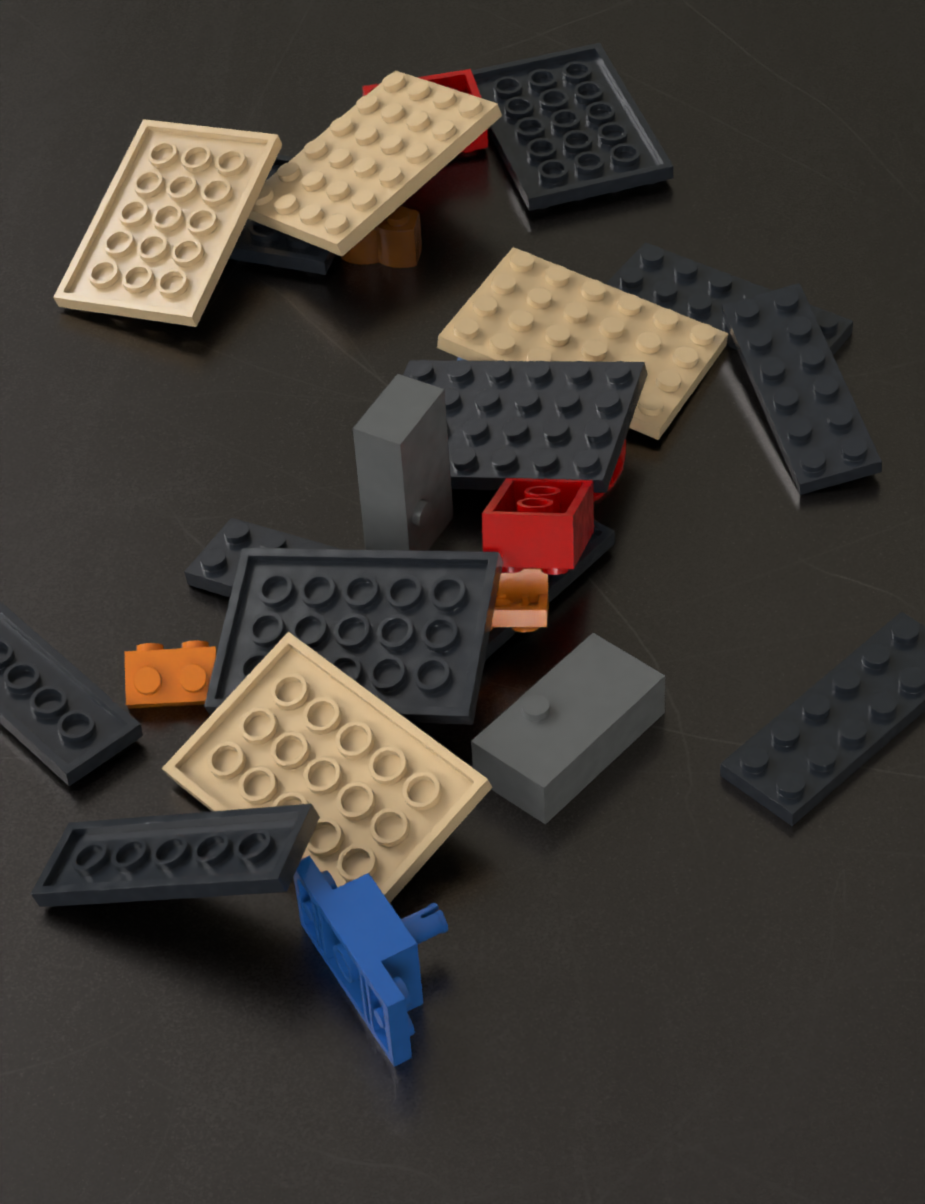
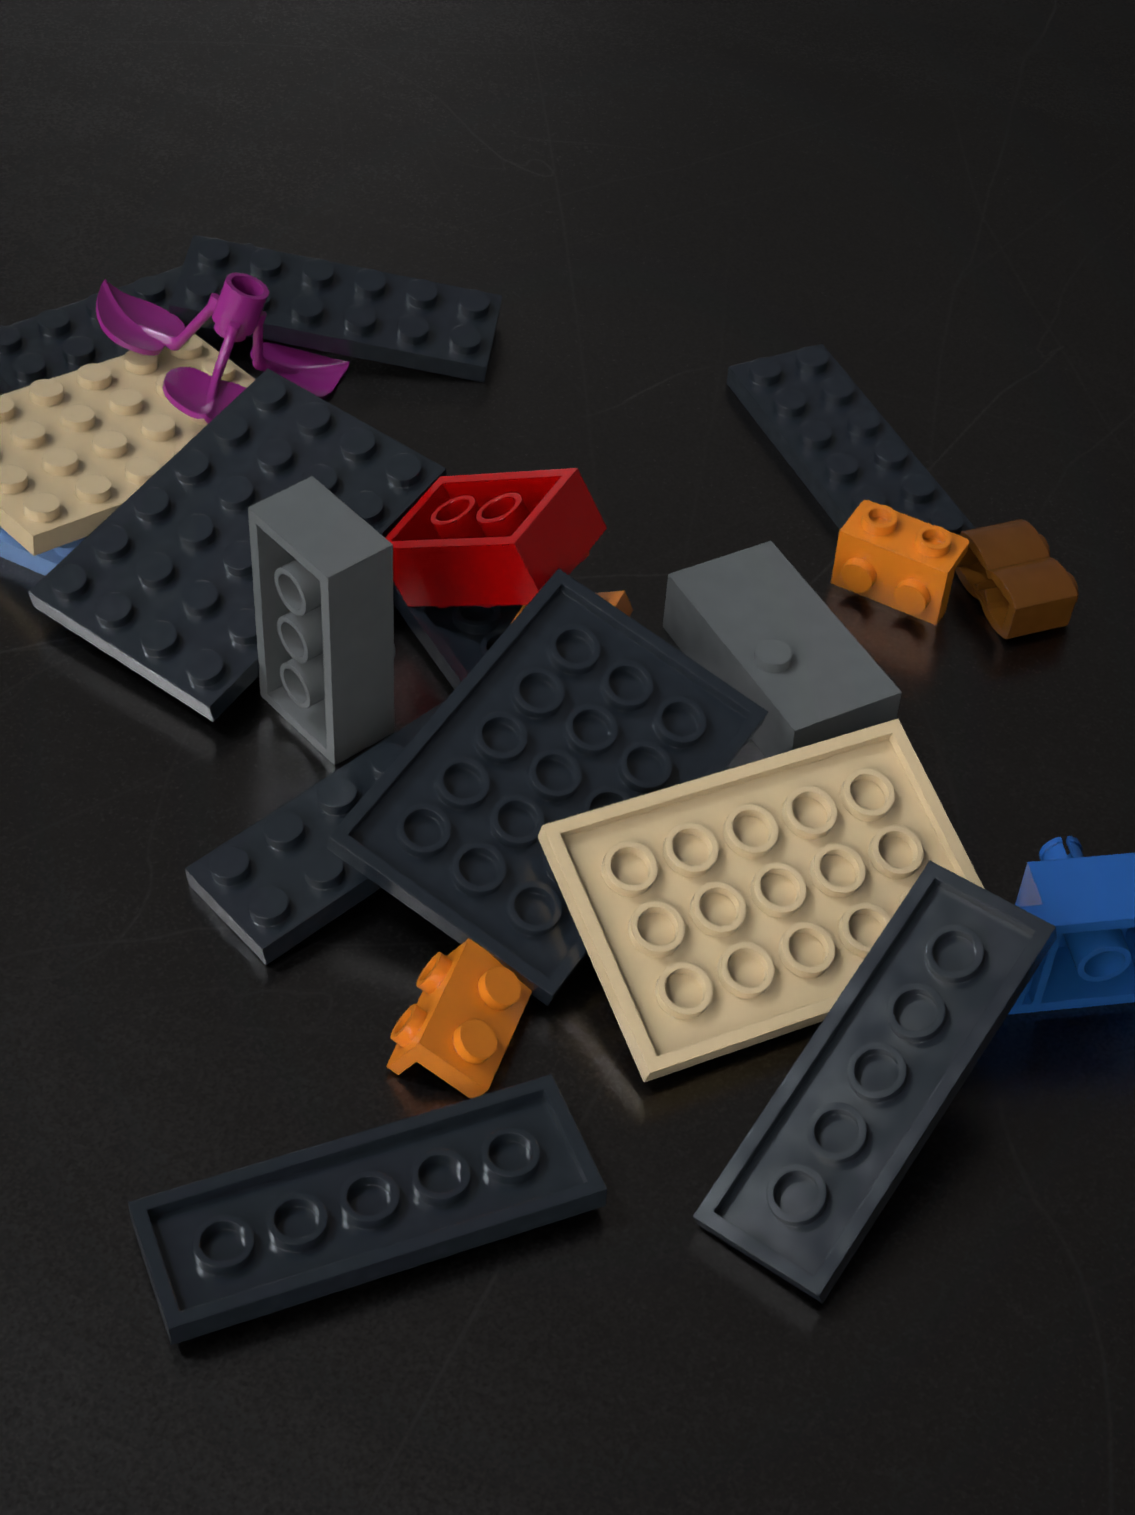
camera: 75 degrees left, 0 degrees up
(695, 307) = (236, 314): none -> magenta plant
(718, 759) = (897, 560): none -> orange bracket
(751, 841) = (1016, 579): none -> reddish brown brick

